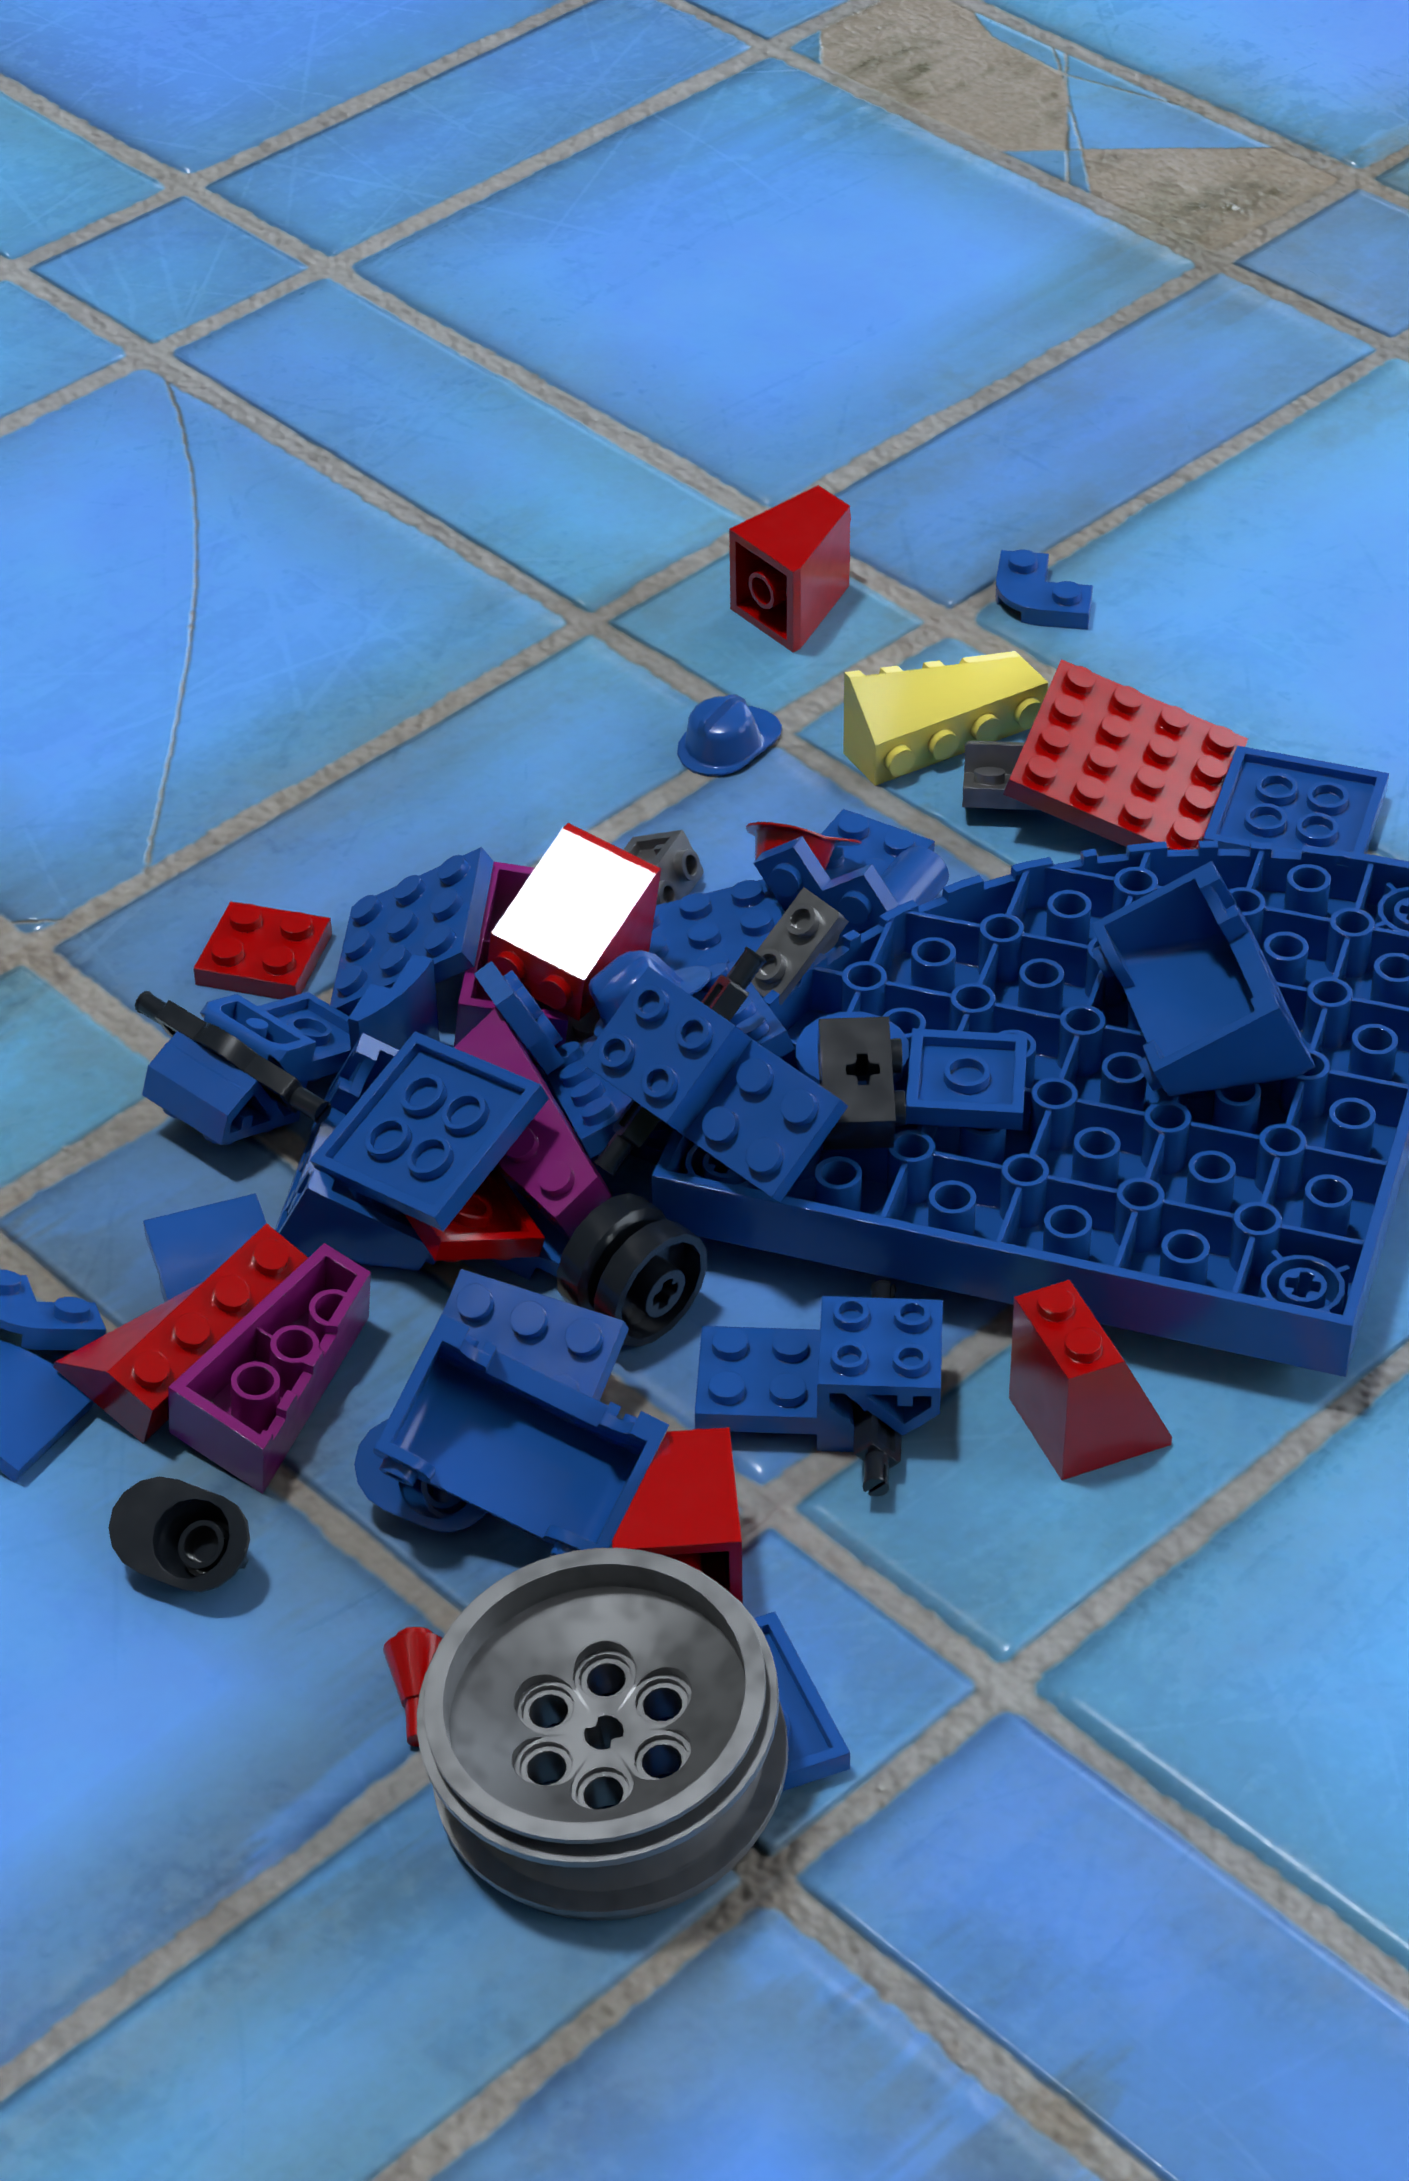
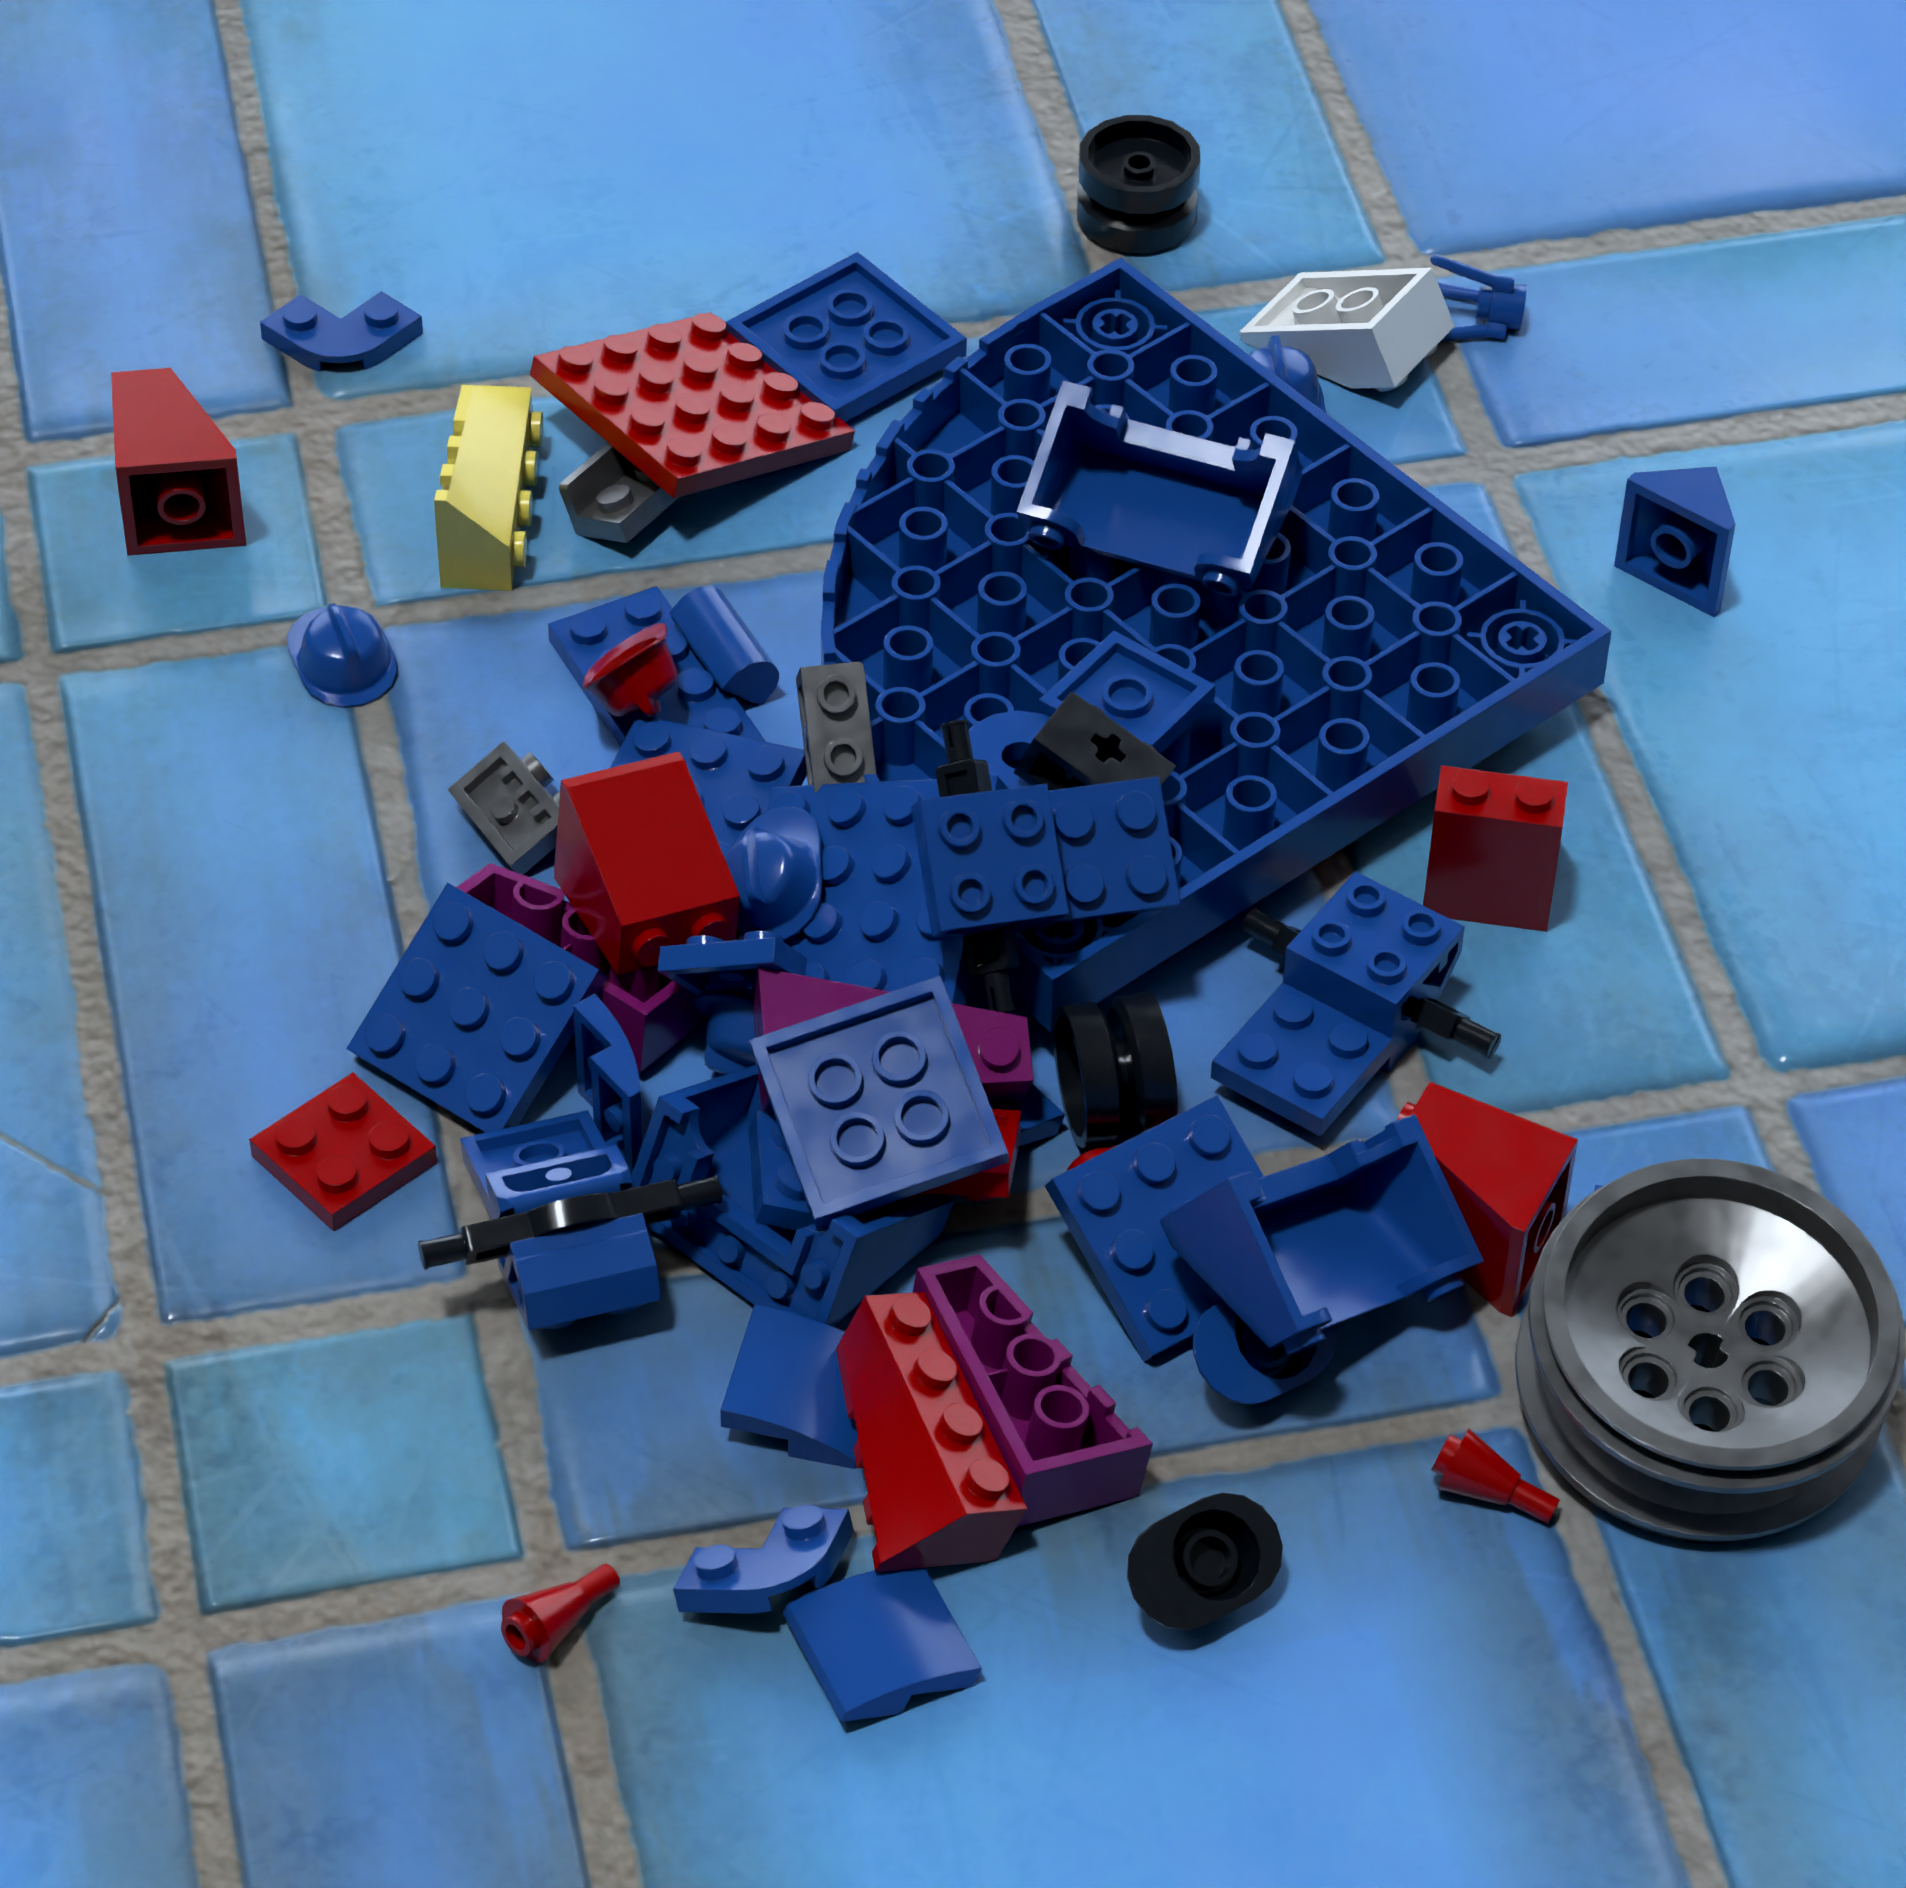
camera: 60 degrees left, 5 degrees up
(856, 895) = (722, 693): blue plate -> none

